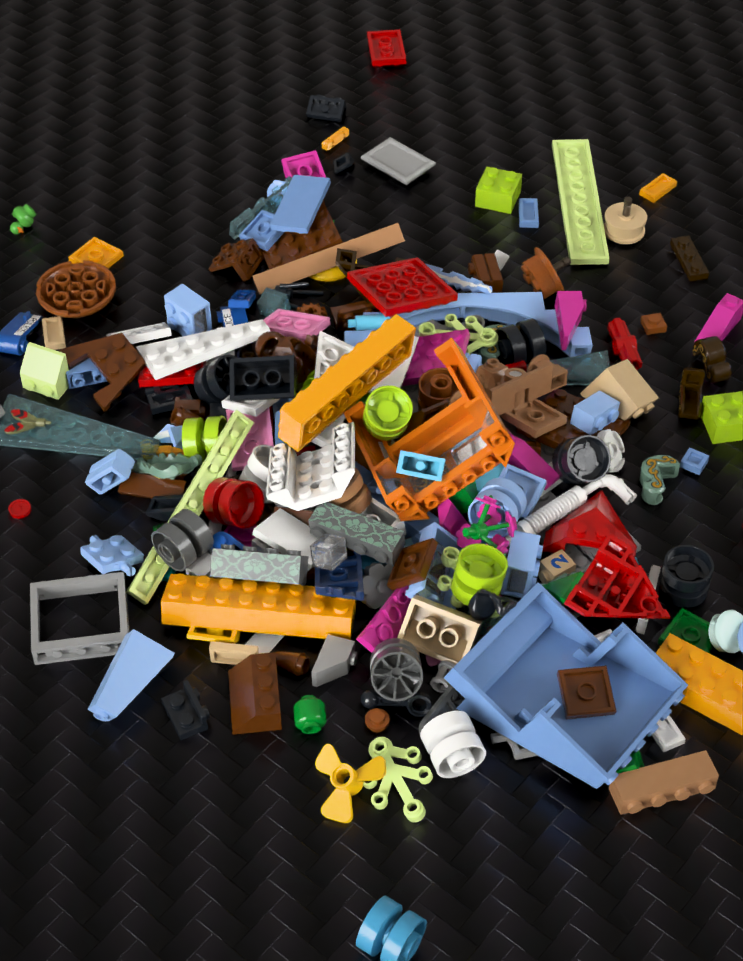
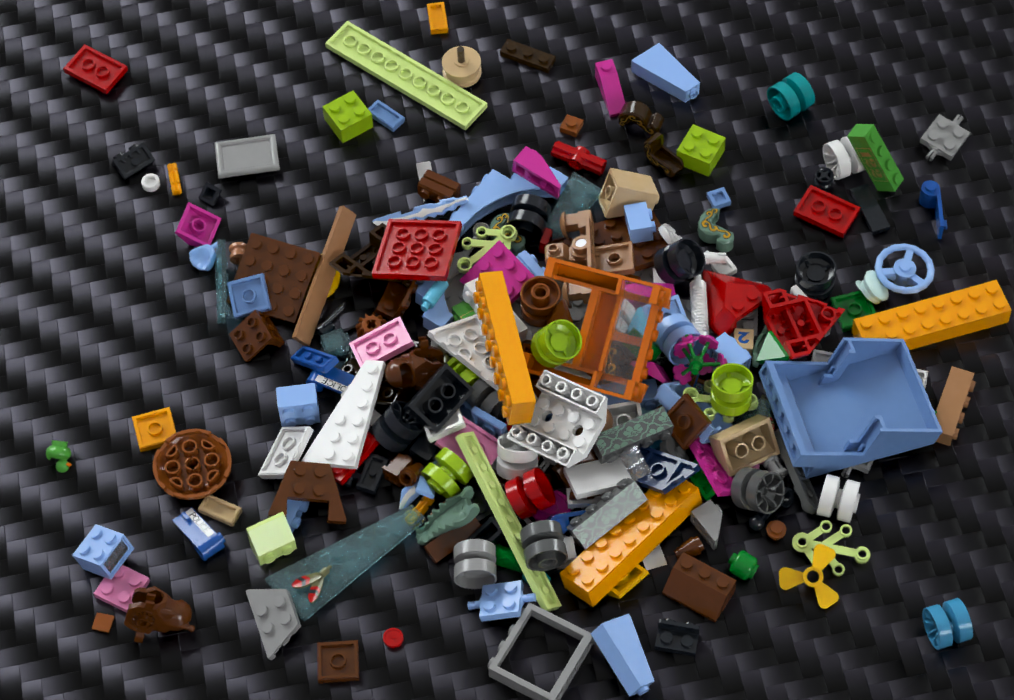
camera: 50 degrees left, 10 degrees up
(110, 471) = (422, 554): light blue brick -> none
(131, 511) = (475, 563): none -> light grey wheel
(230, 653) = (654, 579): tan tile -> none
(300, 204) = (260, 253): medium blue tile -> none
(319, 129) = (150, 182): none -> white tile
(420, 465) = (621, 356): medium azure slope -> none
(485, 603) = (754, 403): black piece -> none
(543, 274) = (474, 154): dark orange piece -> none
(586, 692) = (862, 397): reddish brown tile -> none
(627, 512) = (727, 269): none -> white tile

